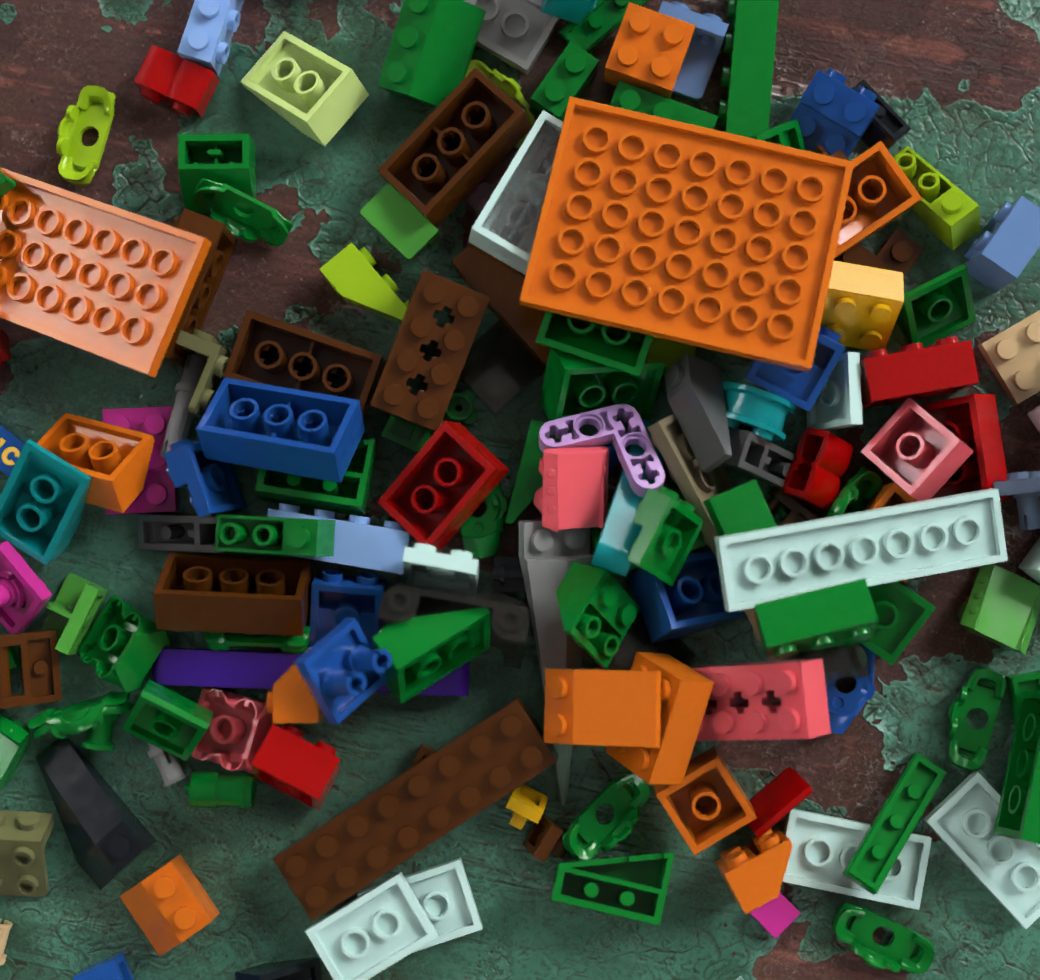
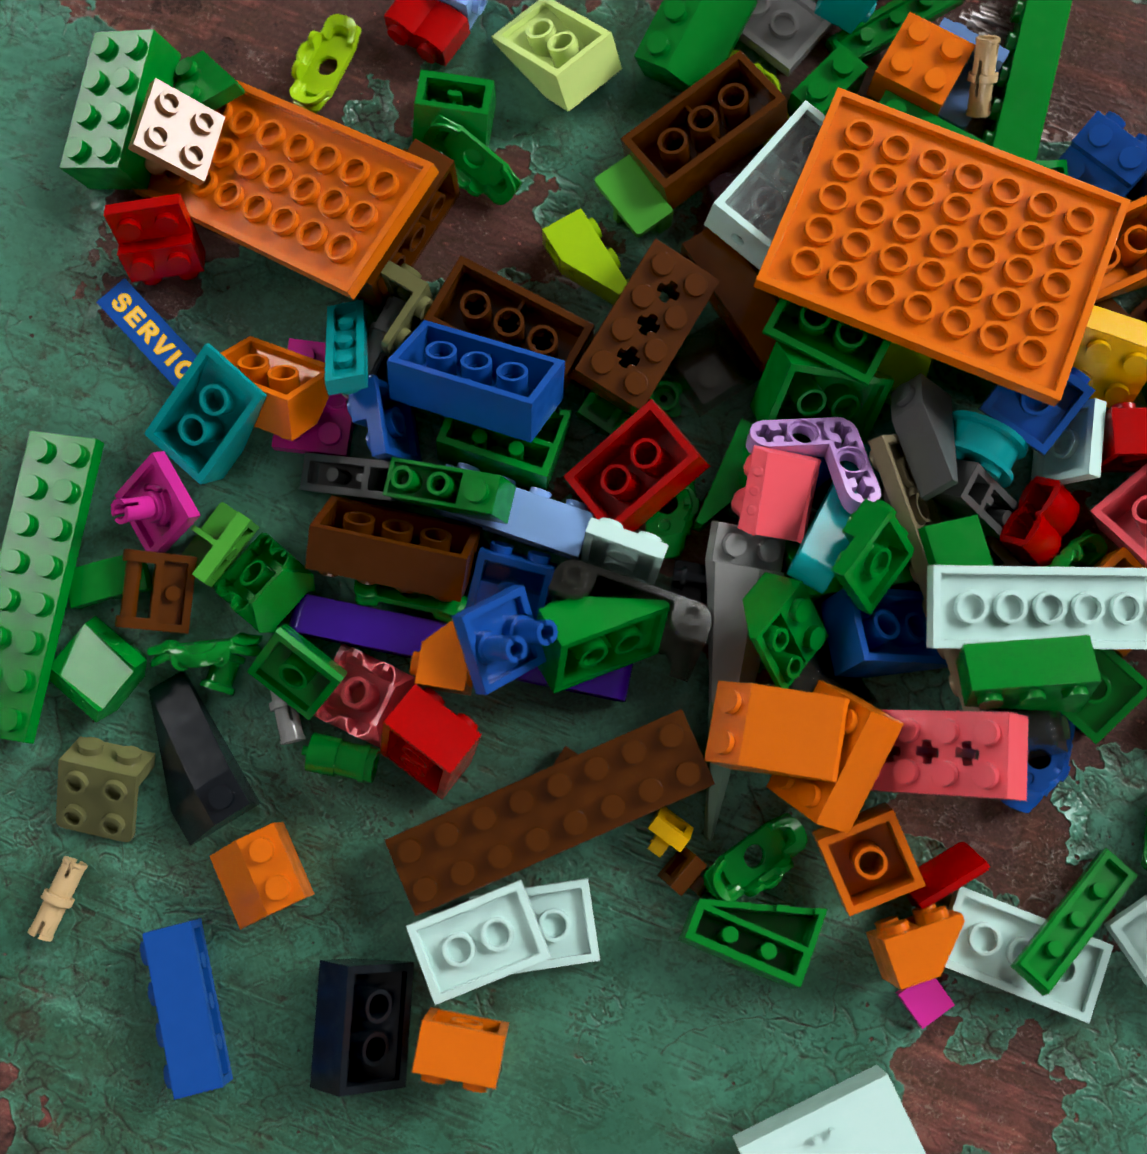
camera: 10 degrees right, 5 degrees down
(157, 418) = (346, 348): none -> teal plate
(707, 52) = (983, 76): none -> tan pin
(905, 951) = (1064, 1069): green piece -> none

